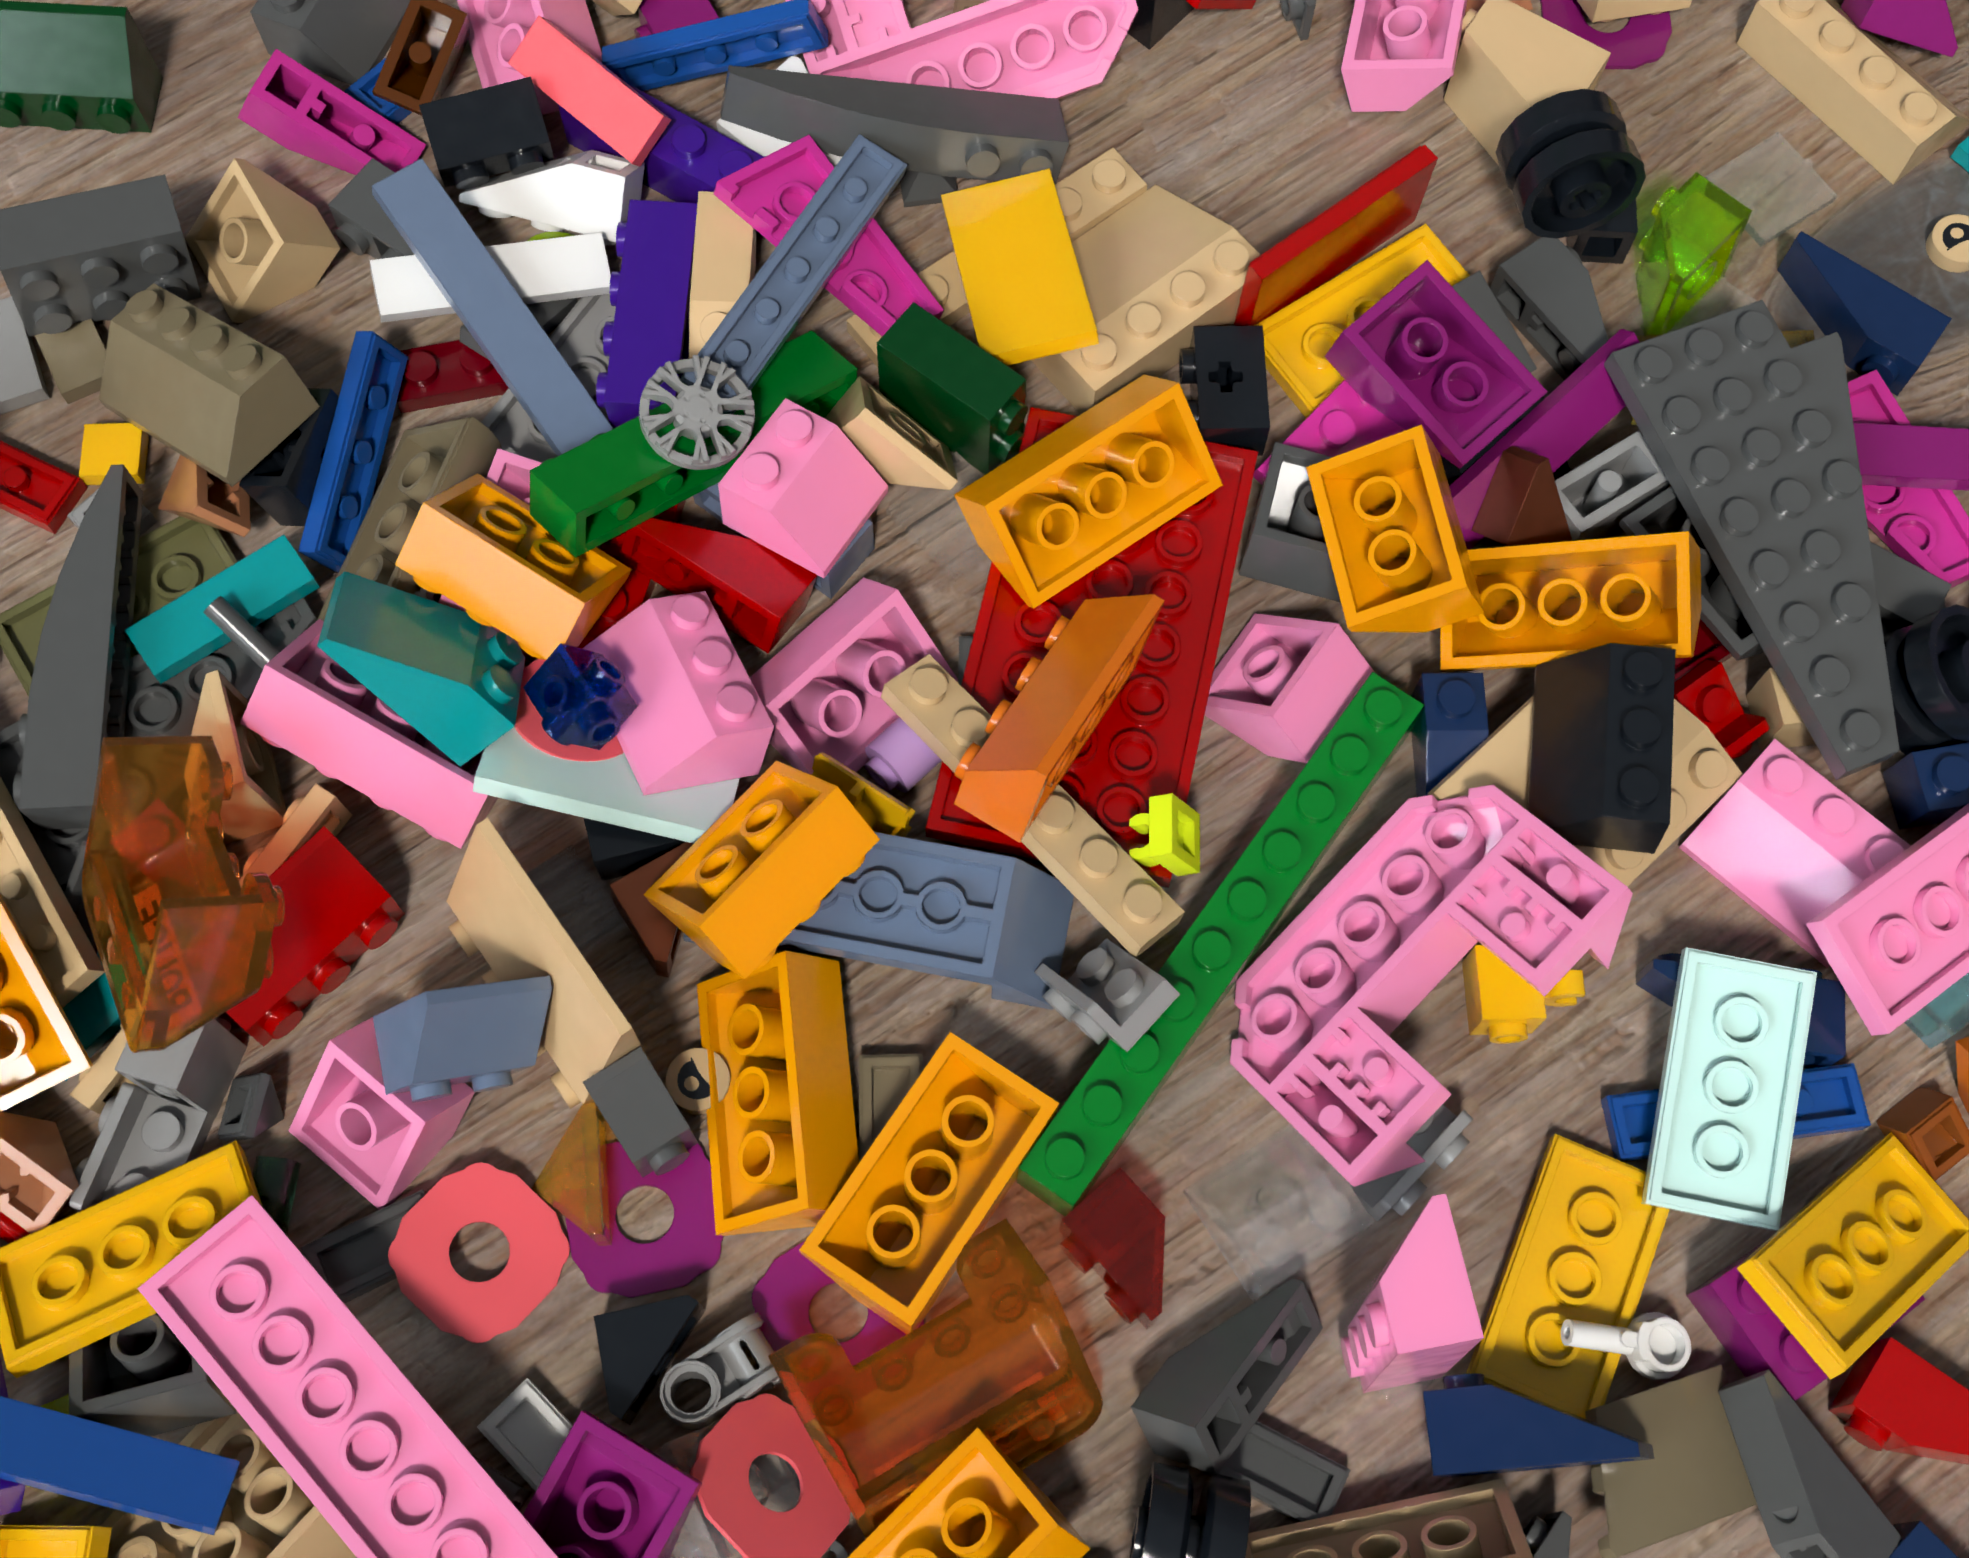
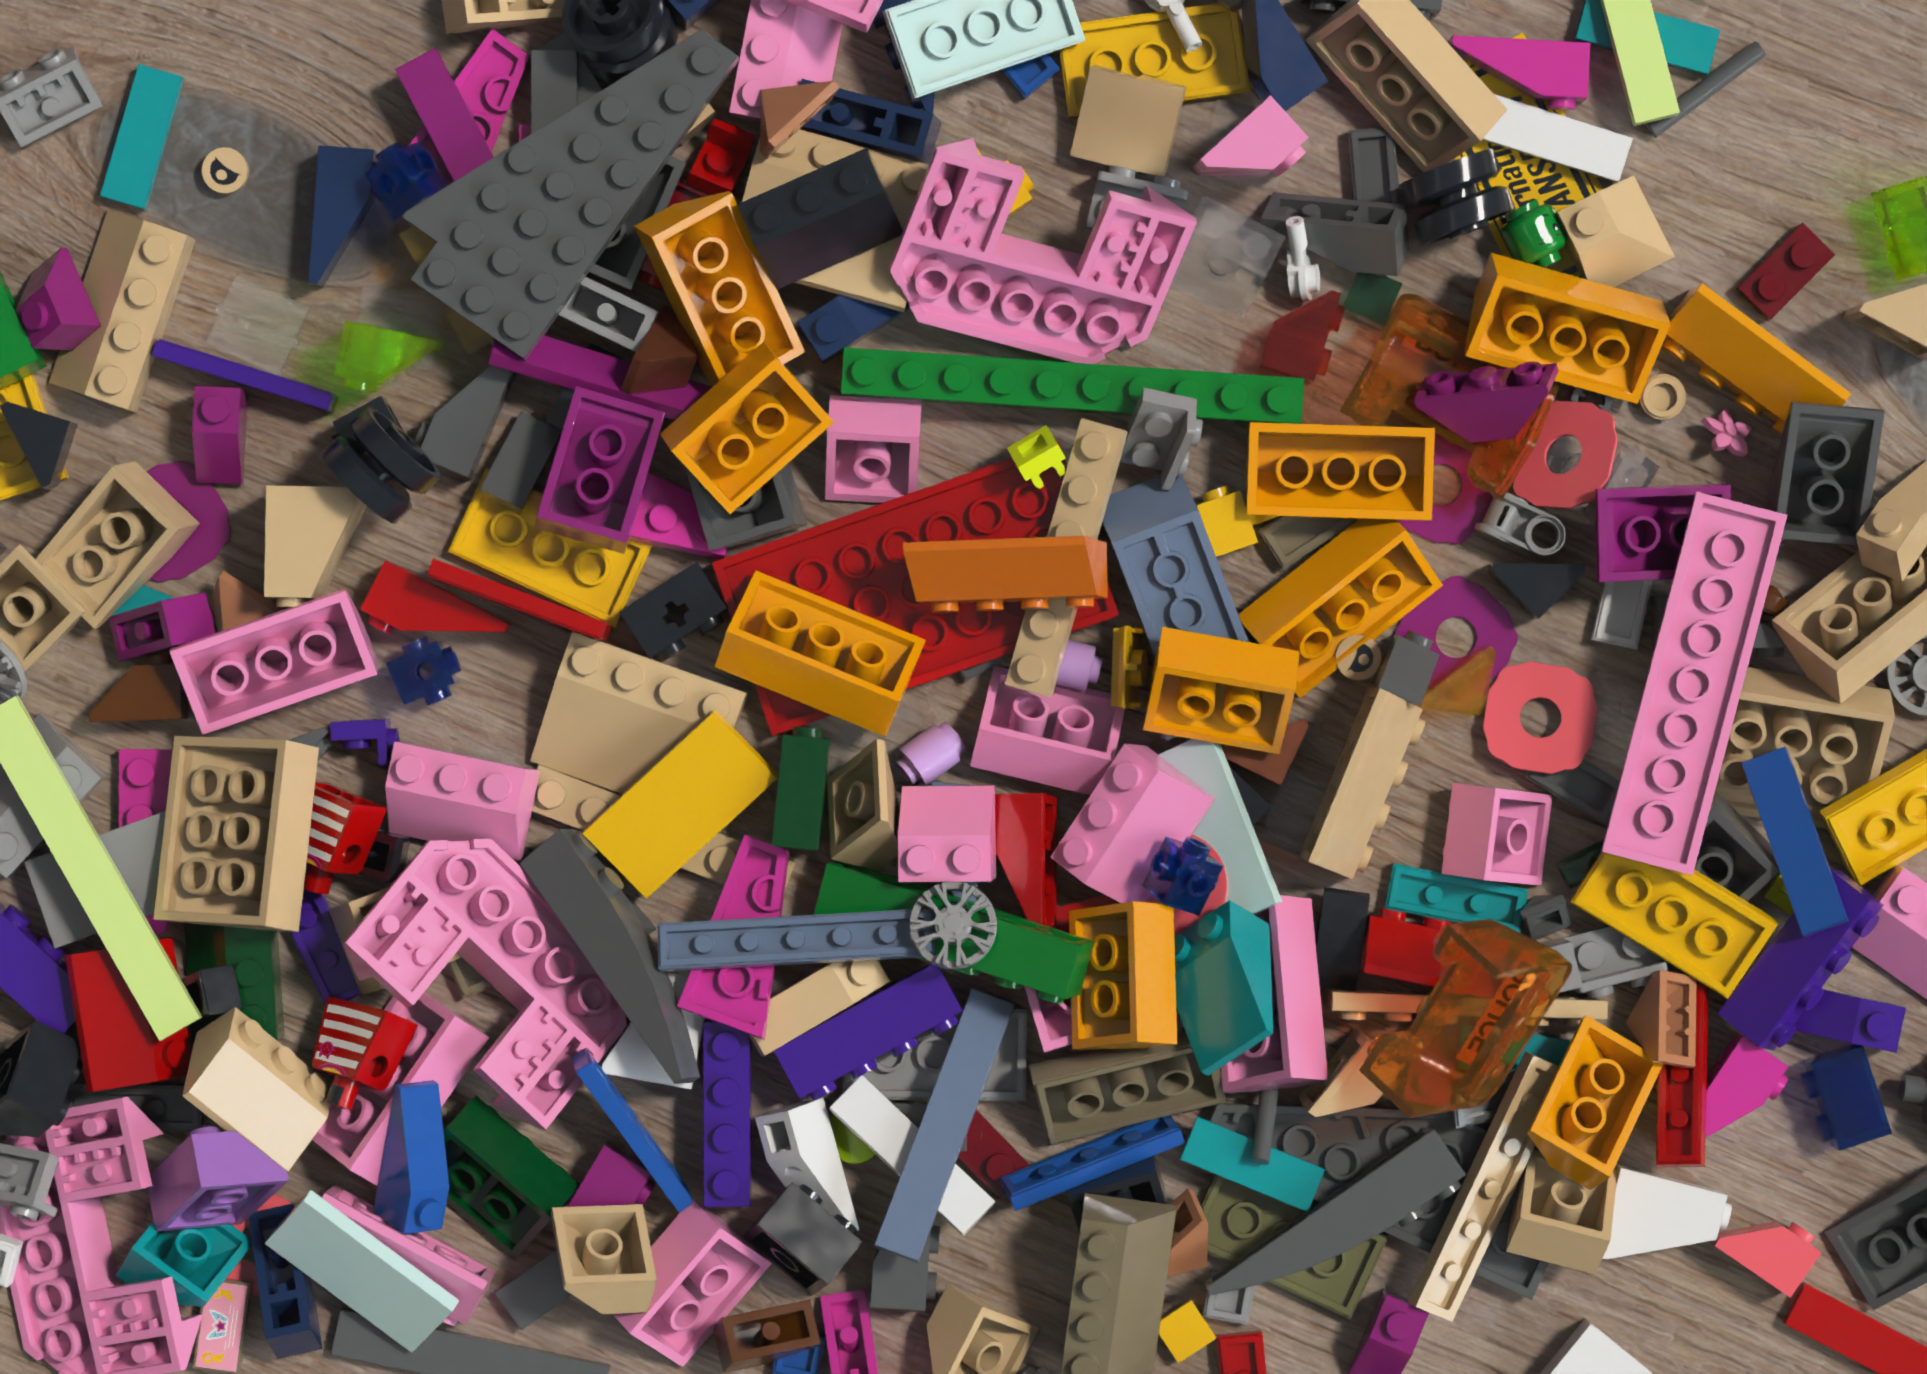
camera: 130 degrees left, 20 degrees up
(377, 983) = (1453, 897): none -> teal tile
(397, 857) = (1341, 937): none -> black slope
(462, 1037) = (1435, 800): sand blue slope -> none
(589, 91) = (736, 1182): coral tile -> none
(904, 548) = (930, 754): none -> lavender brick
(905, 1419) = (1487, 401): none -> magenta slope
(958, 1008) = (1227, 520): none -> yellow brick
(1122, 1369) = (1372, 297): none -> clear green tile
(1165, 92) = (459, 797): none -> bright pink slope
(1205, 1294) = (1302, 276): none -> white plate
(1275, 60) = (360, 732): none -> dark purple bracket
(1313, 125) = (408, 677): none -> clear blue brick
(1385, 141) = (414, 604): none -> red slope
(1518, 1195) = (1128, 120): none -> tan slope
(1679, 86) = (219, 434): none -> magenta slope
(1685, 886) = (877, 125): none -> dark blue slope
(1730, 133) = (245, 375): none -> dark purple tile
(1745, 790) = (788, 110): none -> nougat slope
(1880, 367) = (404, 177): none -> clear blue brick

